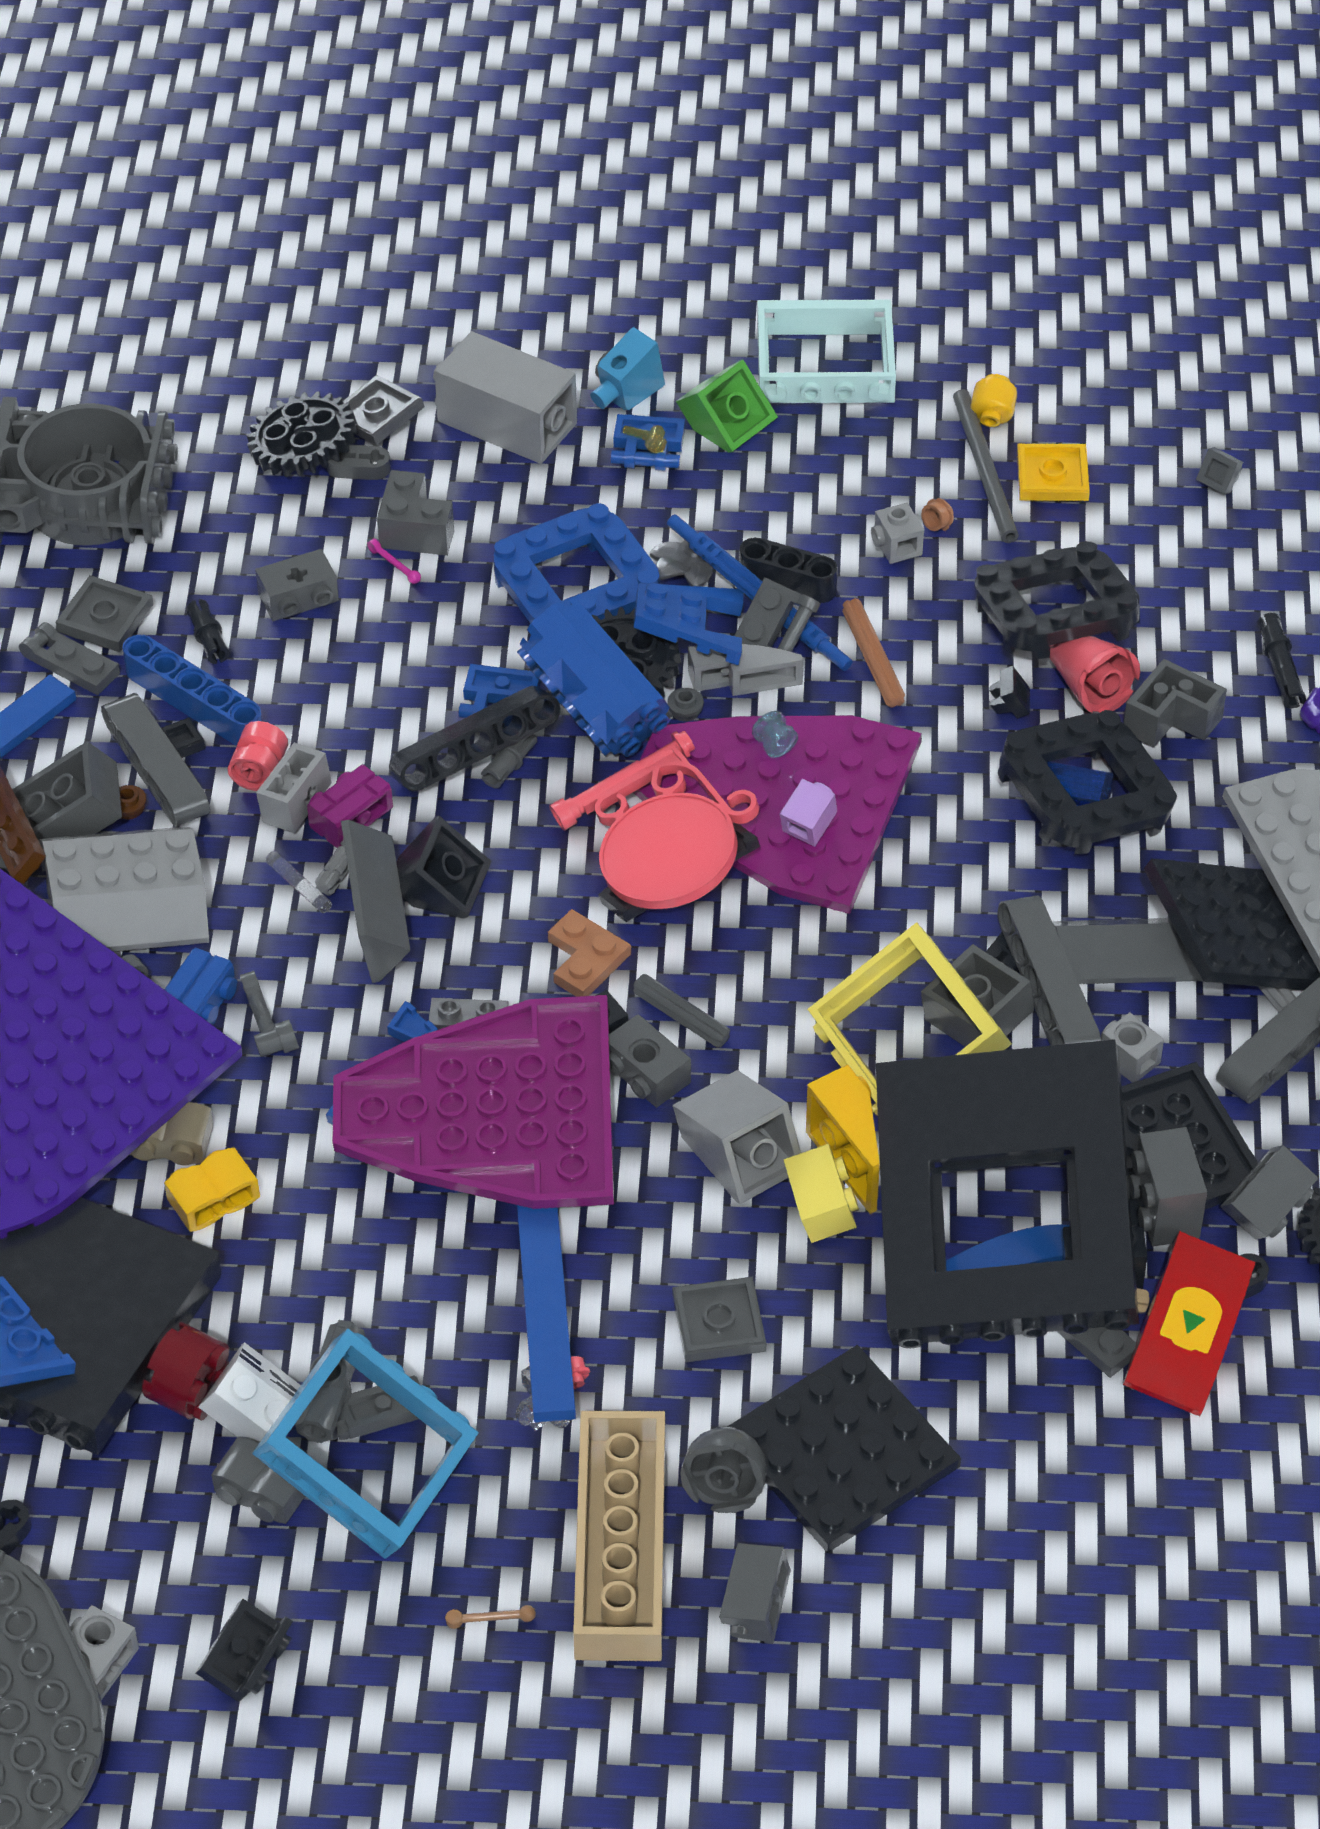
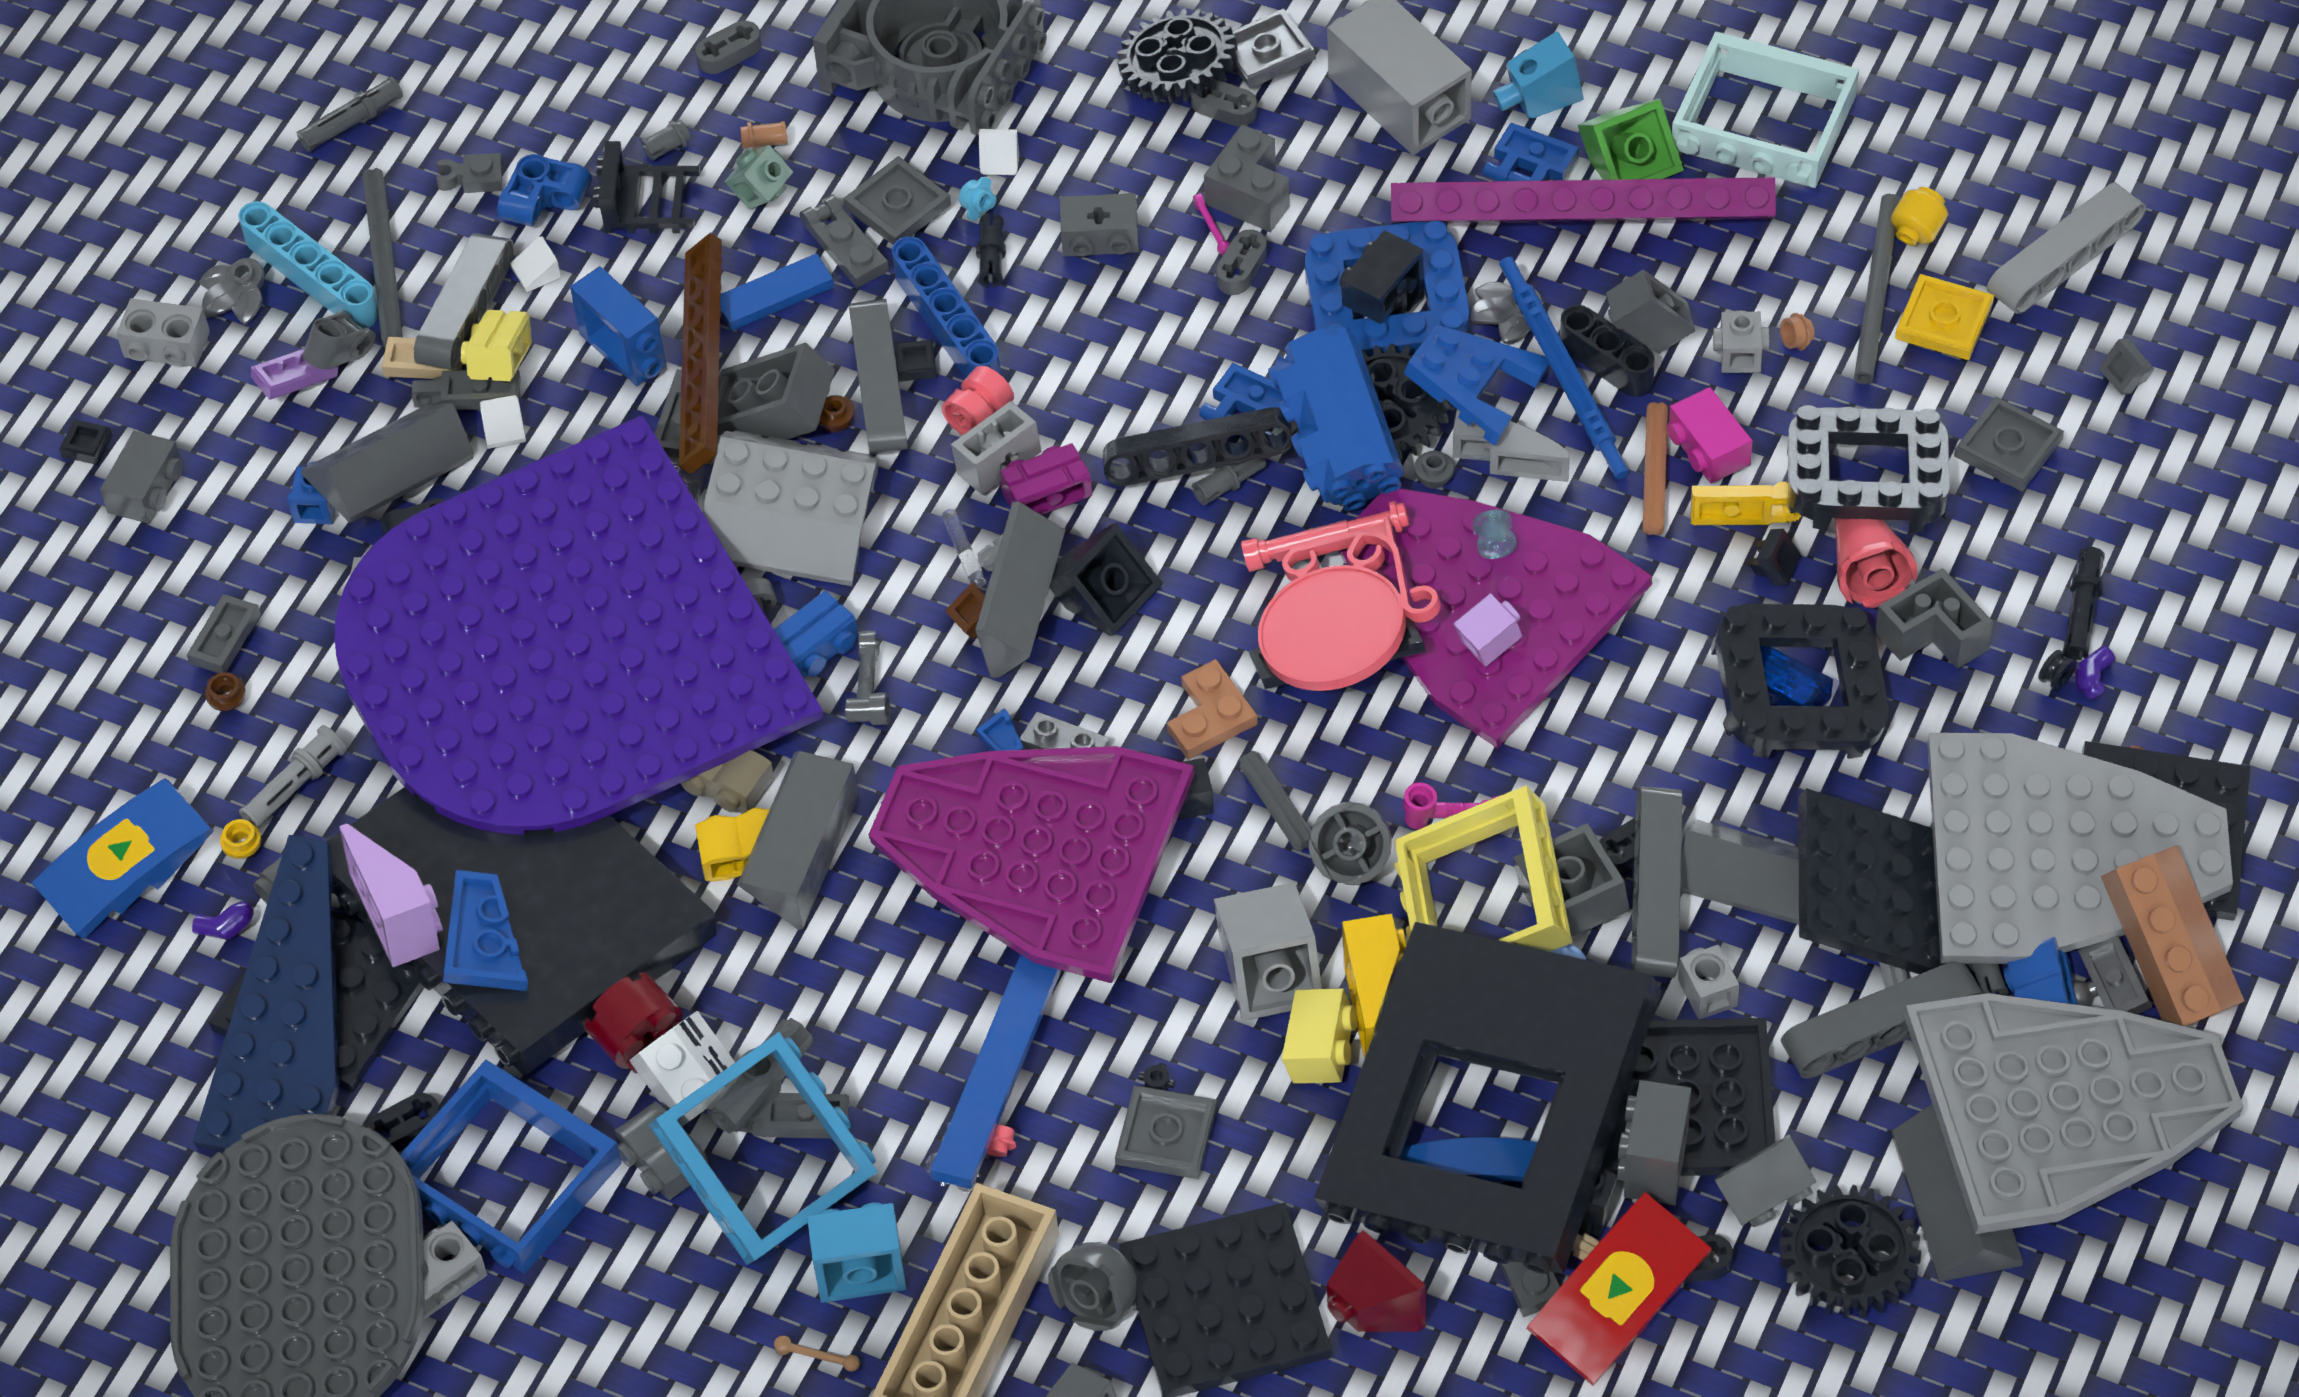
camera: 25 degrees right, 5 degrees up
(132, 1484) = (496, 1084): none -> blue window
(176, 591) = (977, 197): none -> medium azure plate
(178, 550) = (998, 151): none -> white slope
(243, 1651) = (573, 1309): black bracket -> none
(268, 1161) = (801, 835): none -> dark grey slope
(333, 929) = (967, 609): none -> reddish brown plate
(441, 584) = (1235, 259): none -> dark grey beam
(494, 1509) = (856, 1252): none -> dark azure brick
(576, 557) = (1384, 279): none -> black brick
(648, 1061) = (1214, 823): dark grey brick -> none
(654, 437) = (1532, 161): clear yellow hand -> none
(688, 1274) = (1157, 1077): none -> black piece
(711, 457) = (1584, 200): none -> magenta brick
(770, 612) = (1558, 398): dark grey plate -> none
(772, 1022) = (1350, 843): none -> dark grey cylinder
(814, 526) = (1650, 311): none -> dark grey brick
(814, 973) = (1421, 804): none -> dark pink brick
(910, 611) = (1709, 435): none -> dark pink brick
(962, 660) = (1741, 505): none -> yellow hinge
(982, 1390) = (1376, 1290): none -> dark red slope
(1124, 394) = (2066, 248): none -> light grey beam
(1156, 554) = (2009, 443): none -> dark grey plate
(1288, 717) = (2057, 670): none -> black bush

